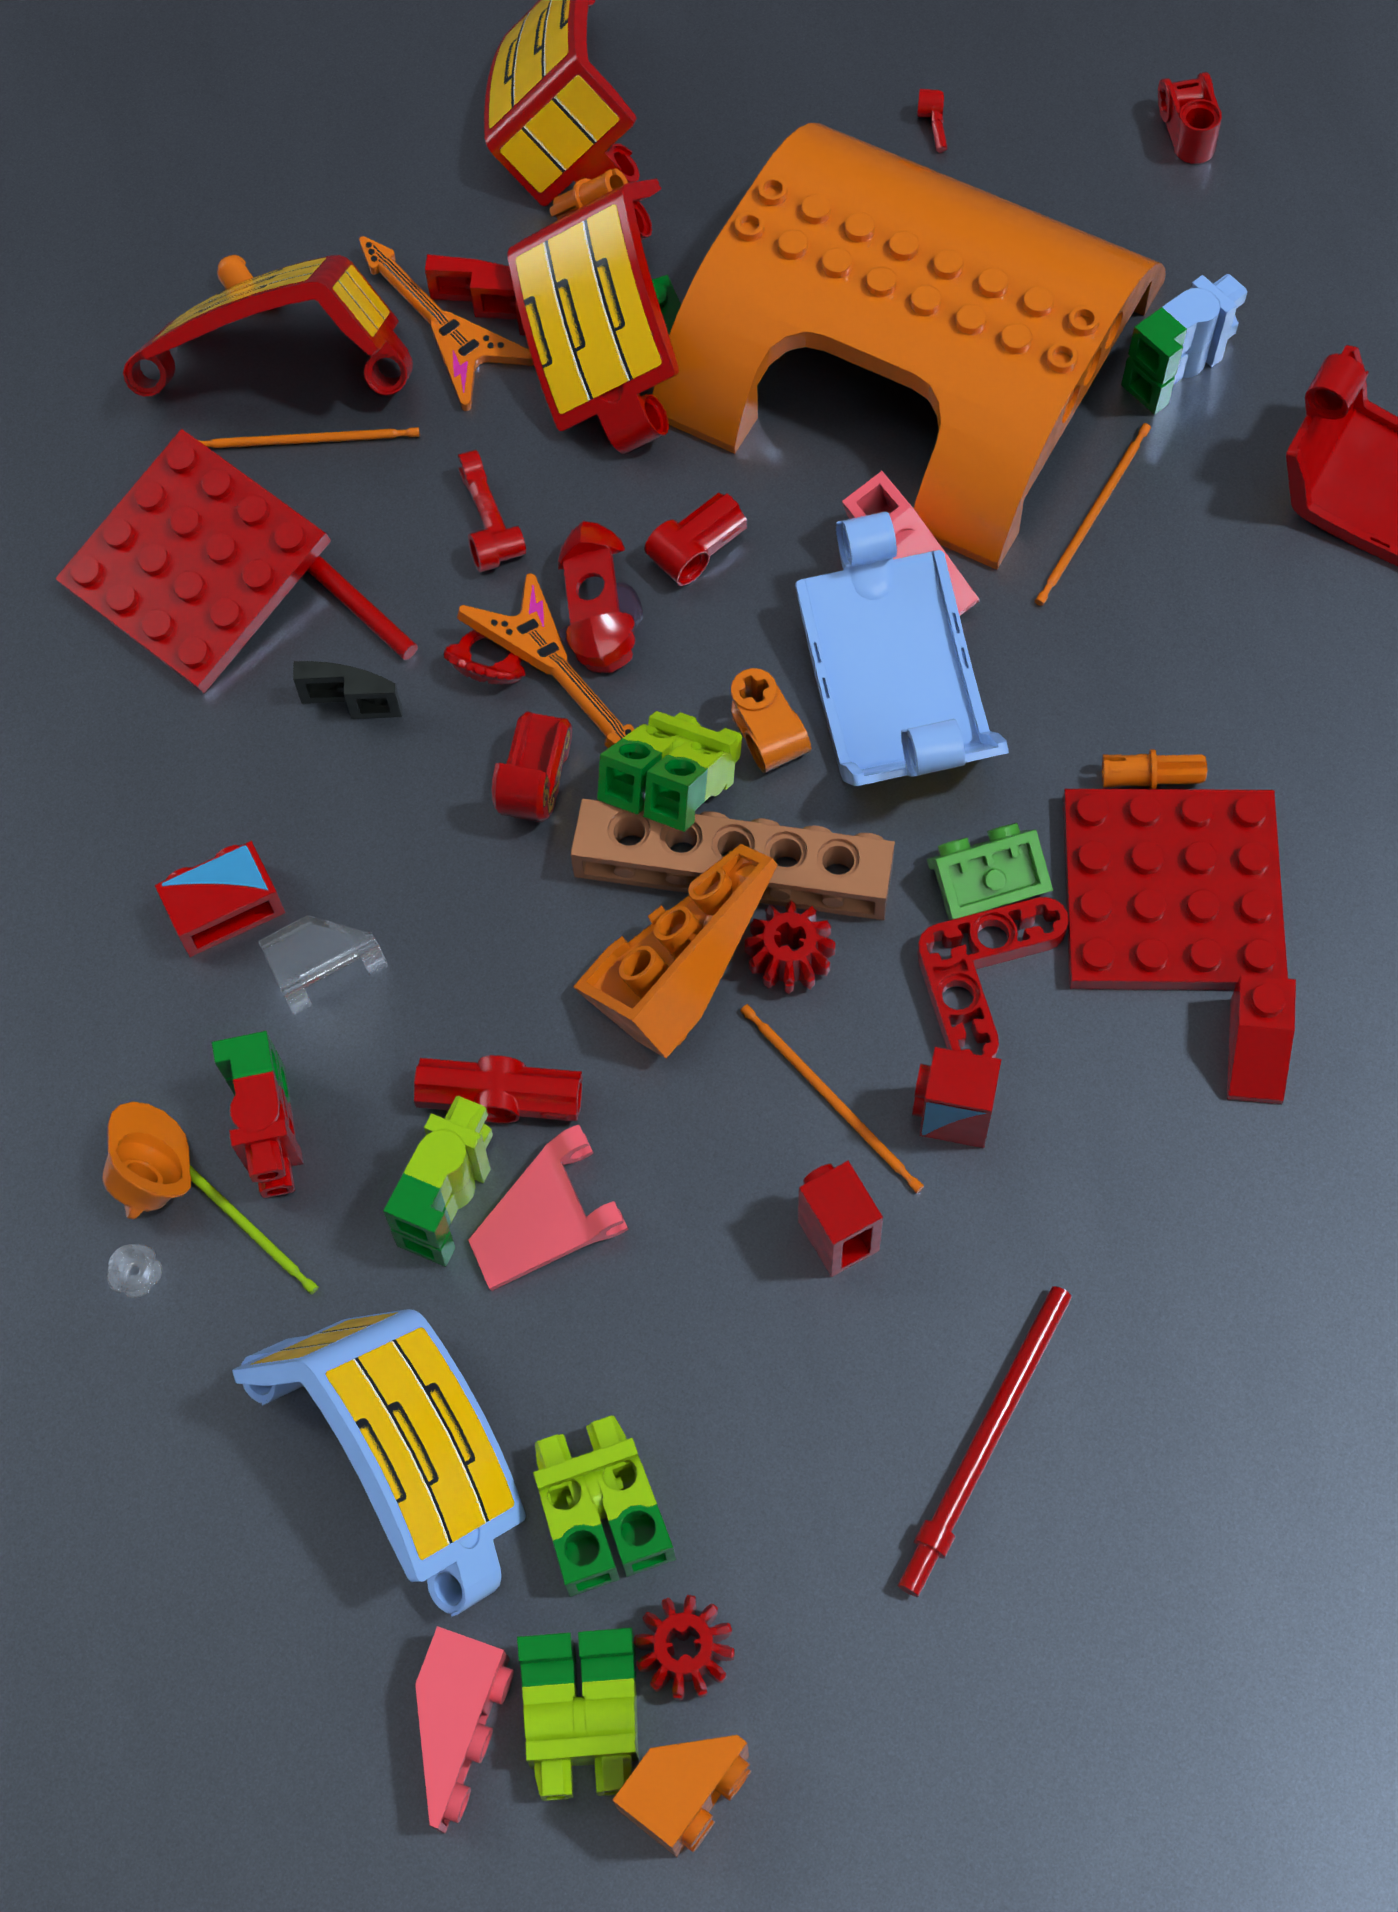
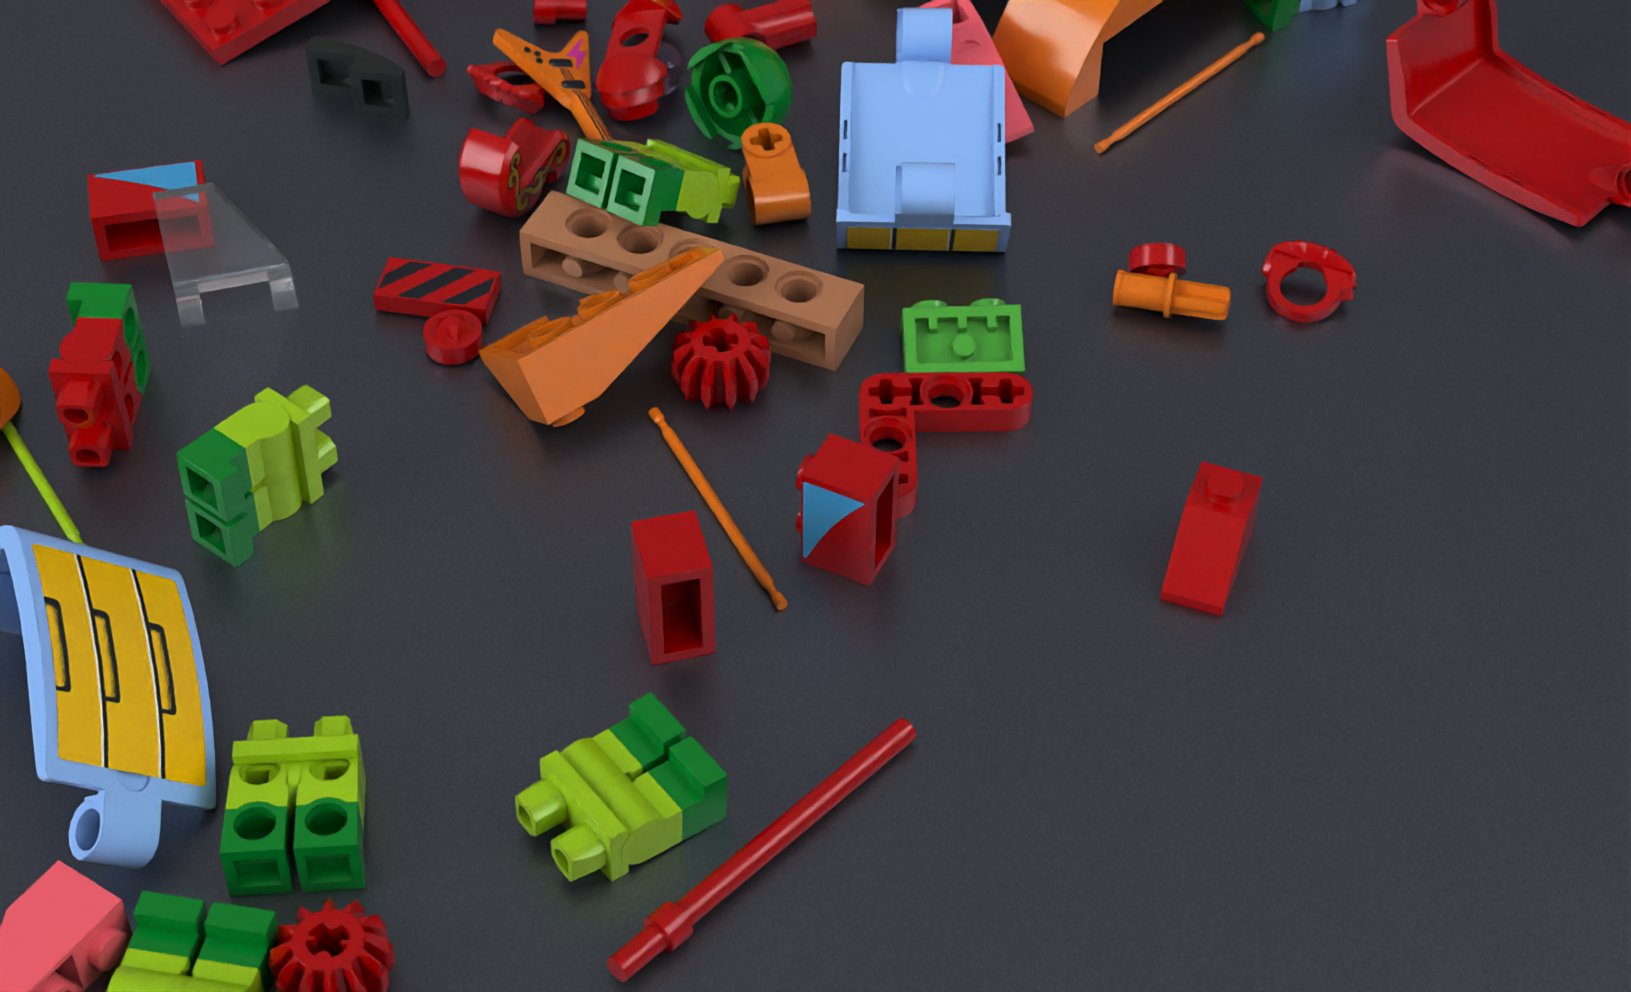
camera: 10 degrees right, 20 degrees down
(501, 1086) = (371, 418): red piece -> none
(509, 921) = (432, 287): none -> red tile
(542, 971) = (453, 337): none -> red tile
(542, 1216) = (362, 538): coral flag -> none
(707, 628) = (737, 87): none -> green cylinder
(845, 1440) = (624, 793): none -> lime hips
(1132, 737) = (1157, 259): none -> red tile
(1172, 888) = (1151, 394): red plate -> none
(1242, 705) = (1287, 258): none -> red piece

